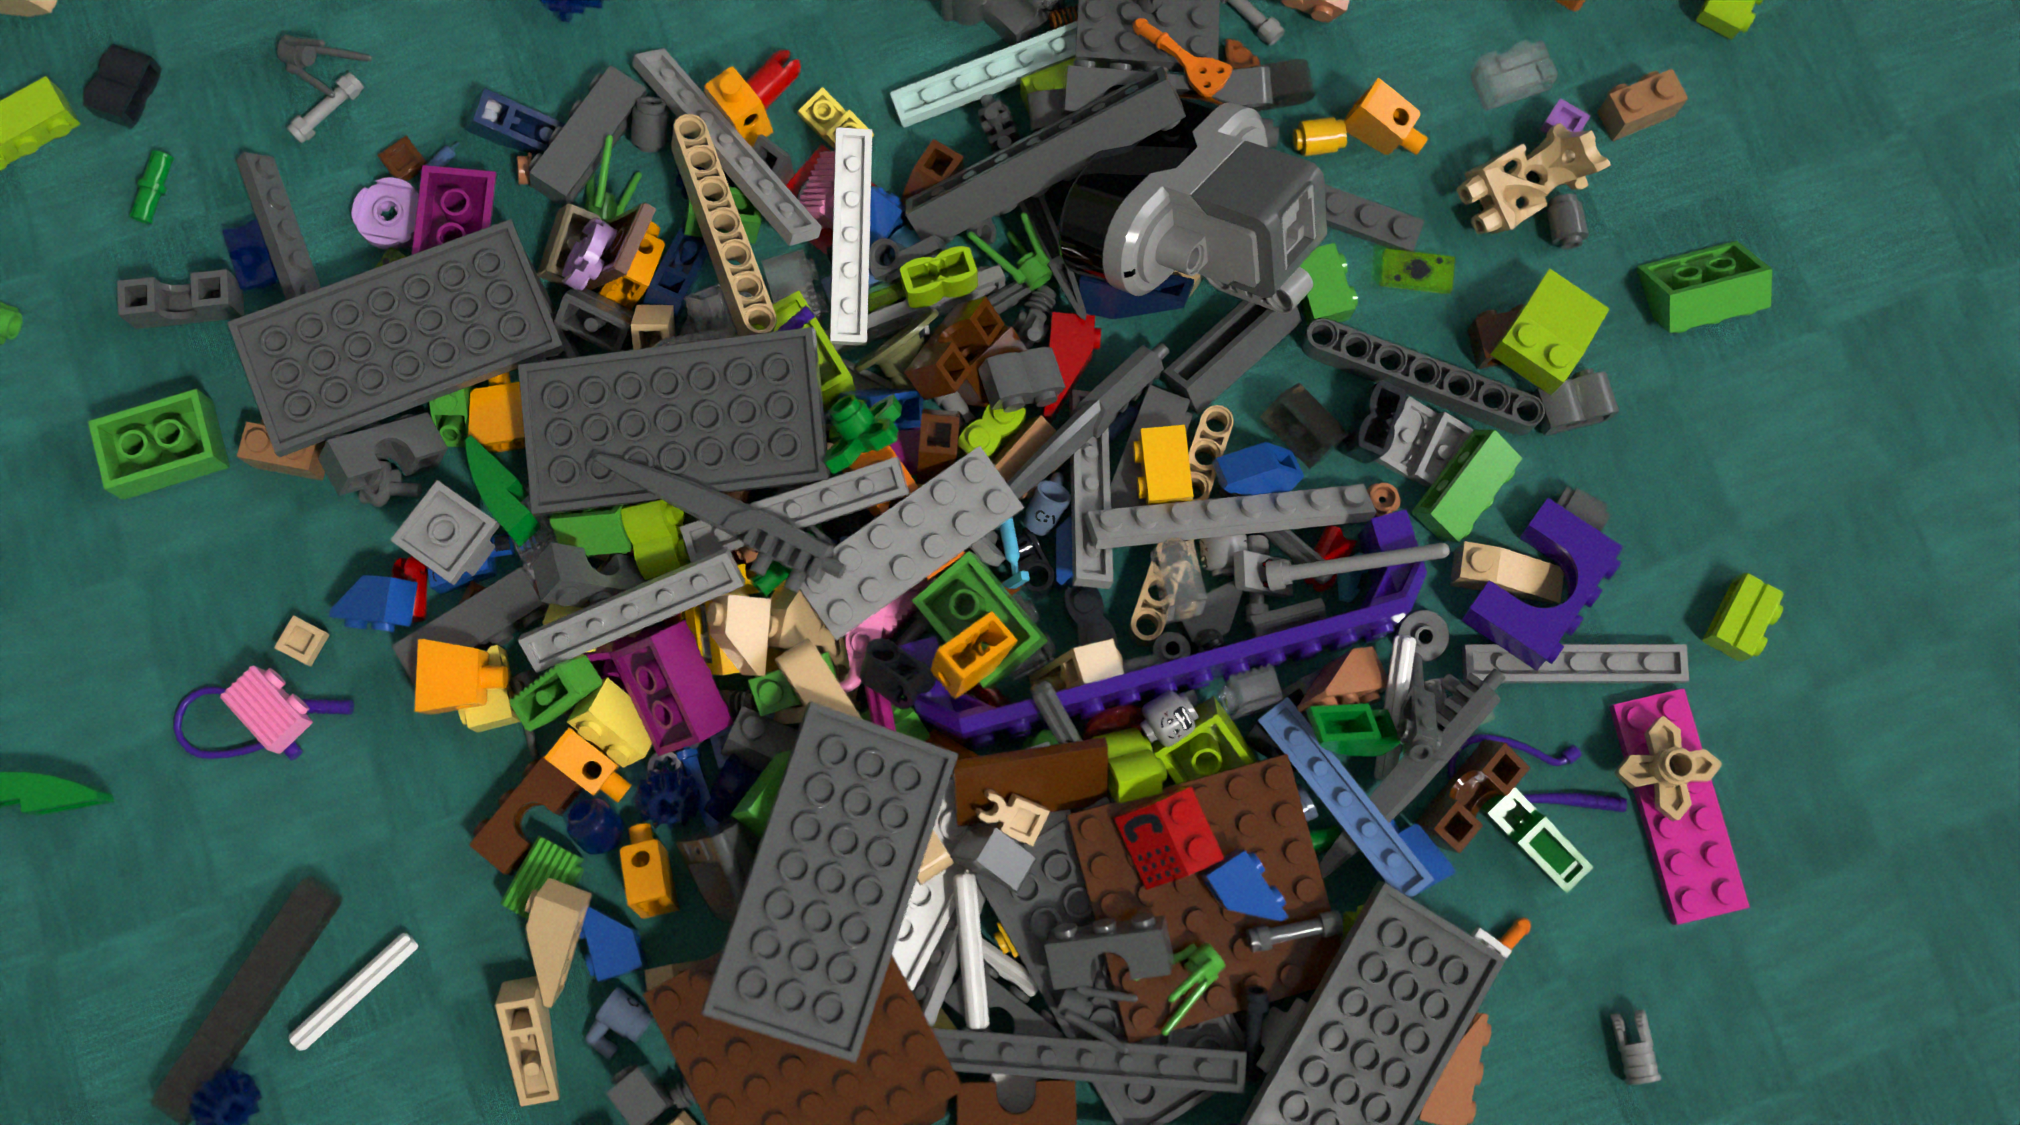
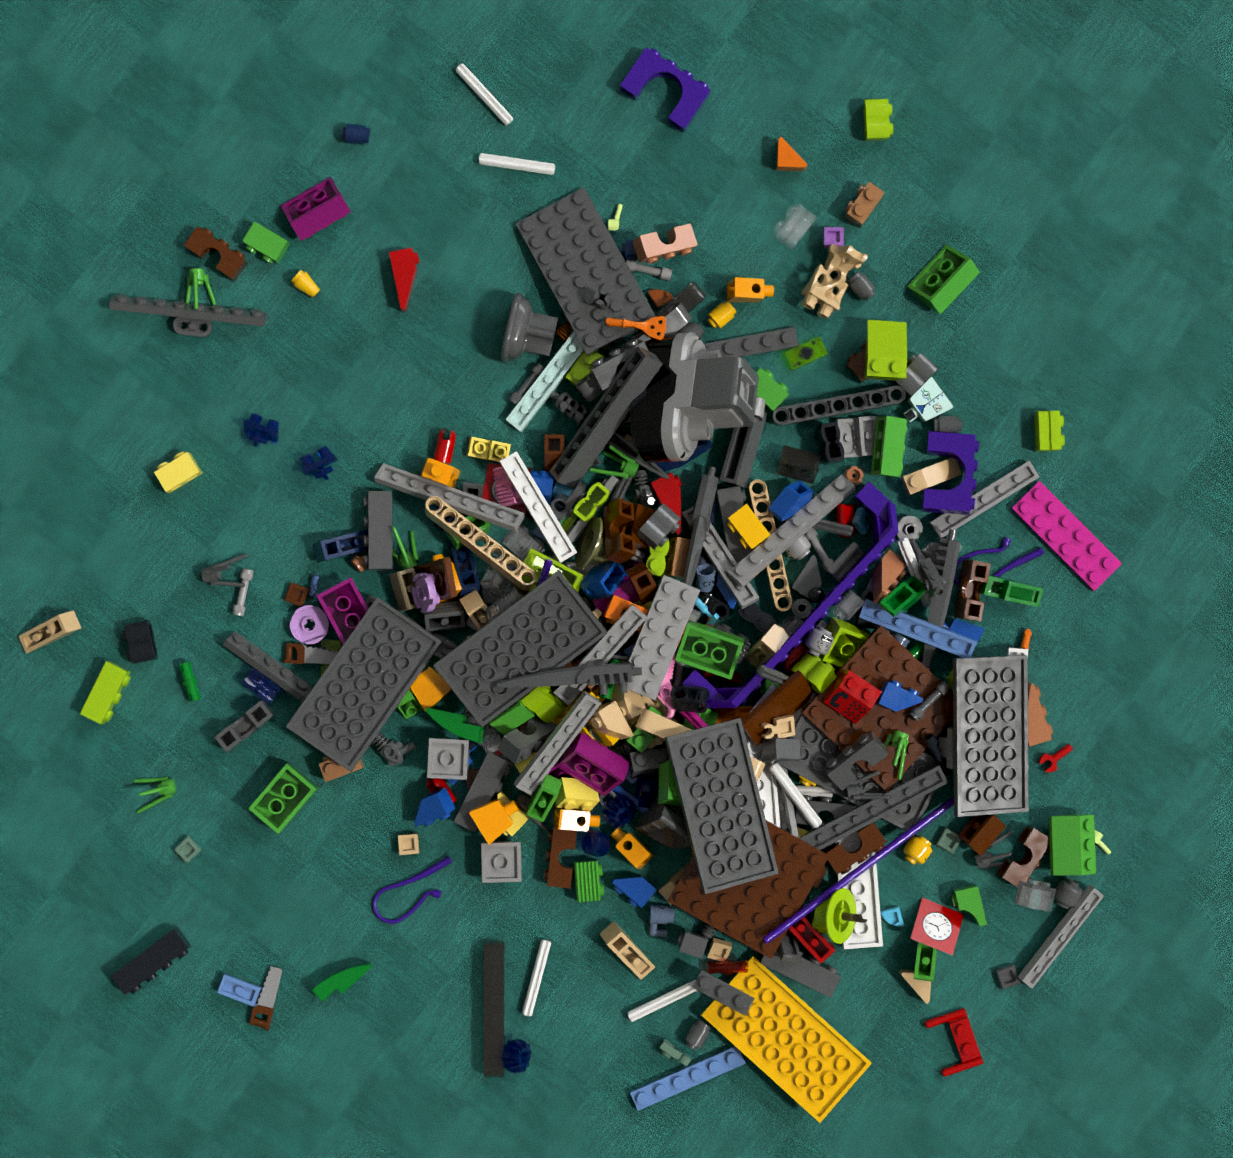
camera: 25 degrees left, 10 degrees up
(267, 709) = (417, 883): bright pink brick -> none
(350, 252) = (308, 654): none -> piece
(408, 440) = (383, 751): dark grey arch -> none
(424, 760) = (501, 862): none -> light grey panel
(553, 933) = (609, 895): tan slope -> none
(649, 124) = (403, 506): dark grey brick -> none
(860, 429) = (608, 601): green plant -> none
(928, 69) = (515, 397): none -> dark grey bar
(964, 663) = (720, 673): light orange torso -> none
(1178, 580) = (786, 576): clear torso -> none
(1251, 574) = (821, 547): light grey tile -> none
(1283, 574) = (830, 543): light grey piece -> none
(1570, 456) = (927, 402): none -> light aqua torso
(1636, 1056) = (1109, 659): light grey hinge -> none
(1668, 768) = (1043, 531): tan plant -> none

